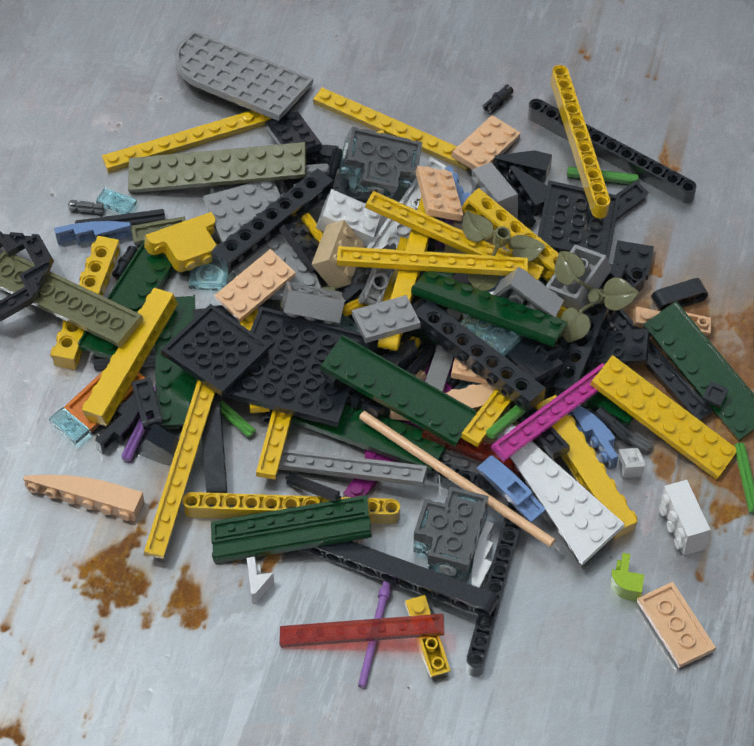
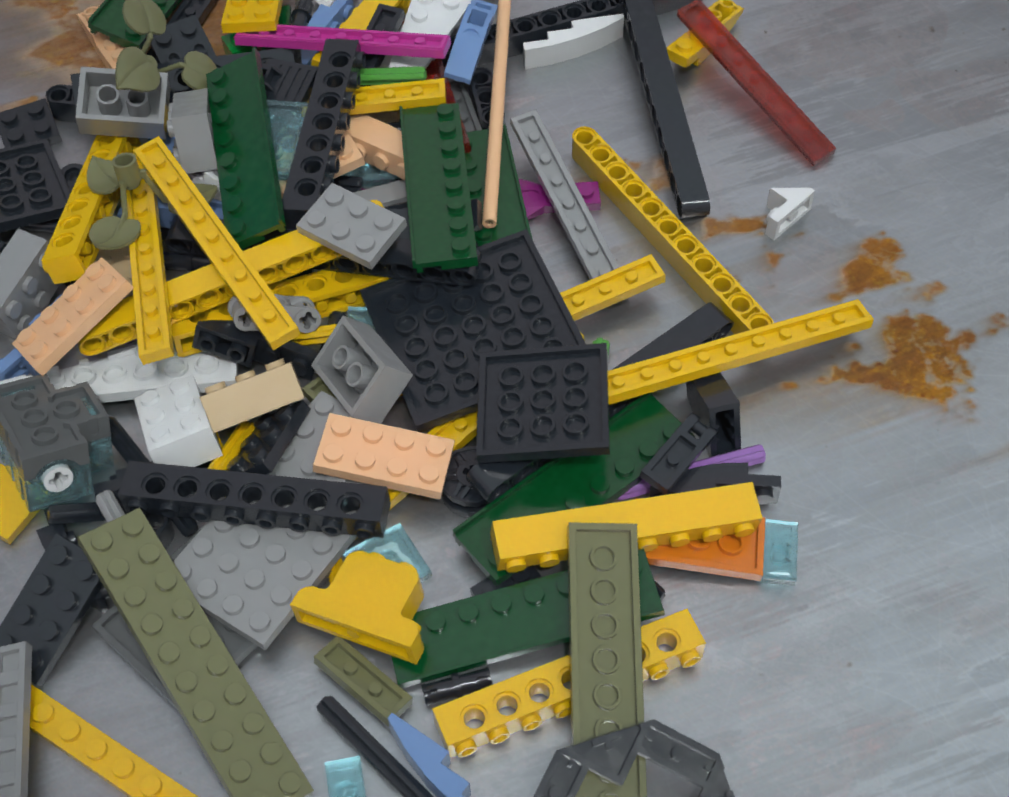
camera: 125 degrees left, 0 degrees up
(89, 493) = (852, 452): light nougat slope -> none
(291, 529) = (703, 204): dark green plate -> none
(313, 487) = (631, 209): black axle -> none
(383, 595) = (690, 99): medium lavender bar -> none
(451, 532) = (570, 62): dark grey piece -> none
(685, 294) = (57, 54): black beam -> none

